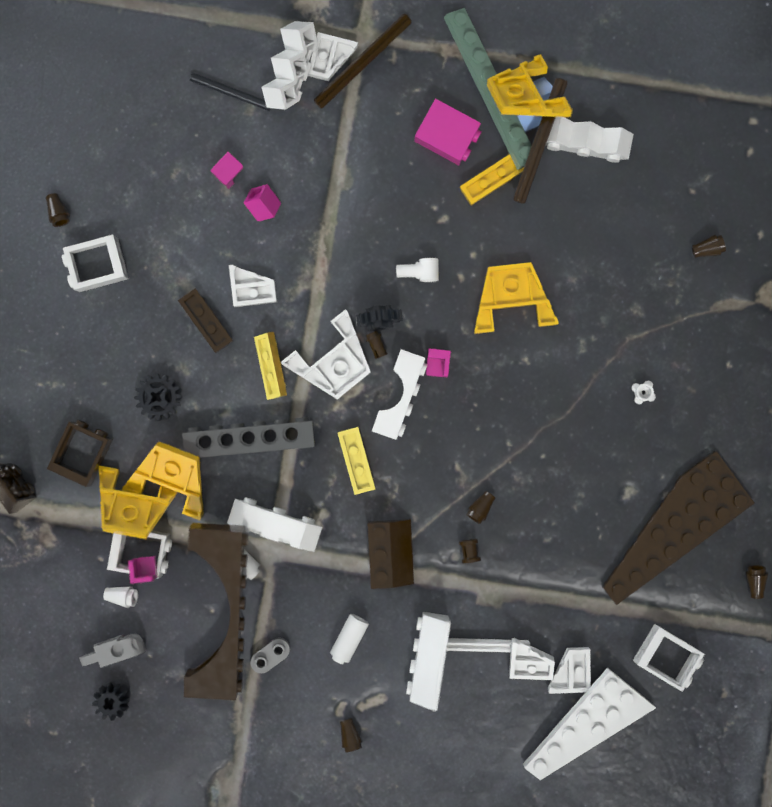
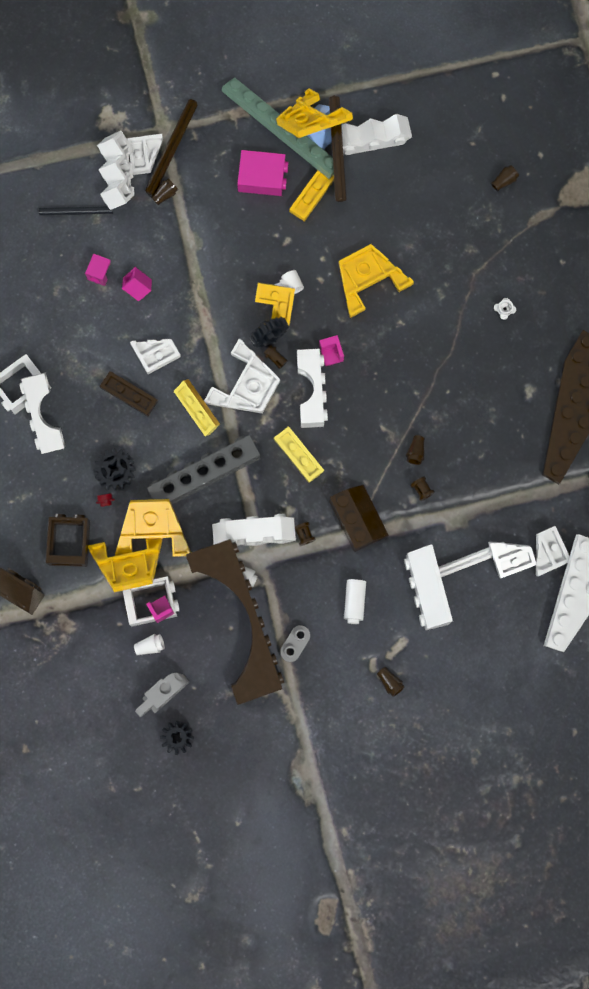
camera: 25 degrees left, 10 degrees down
(102, 333) = (48, 437): none -> white arch
(136, 424) = (105, 499): none -> dark red plate
(329, 540) = (304, 540): none -> dark brown bush
(334, 110) = (164, 192): none -> dark brown cone
(407, 283) = (279, 296): none -> yellow plate

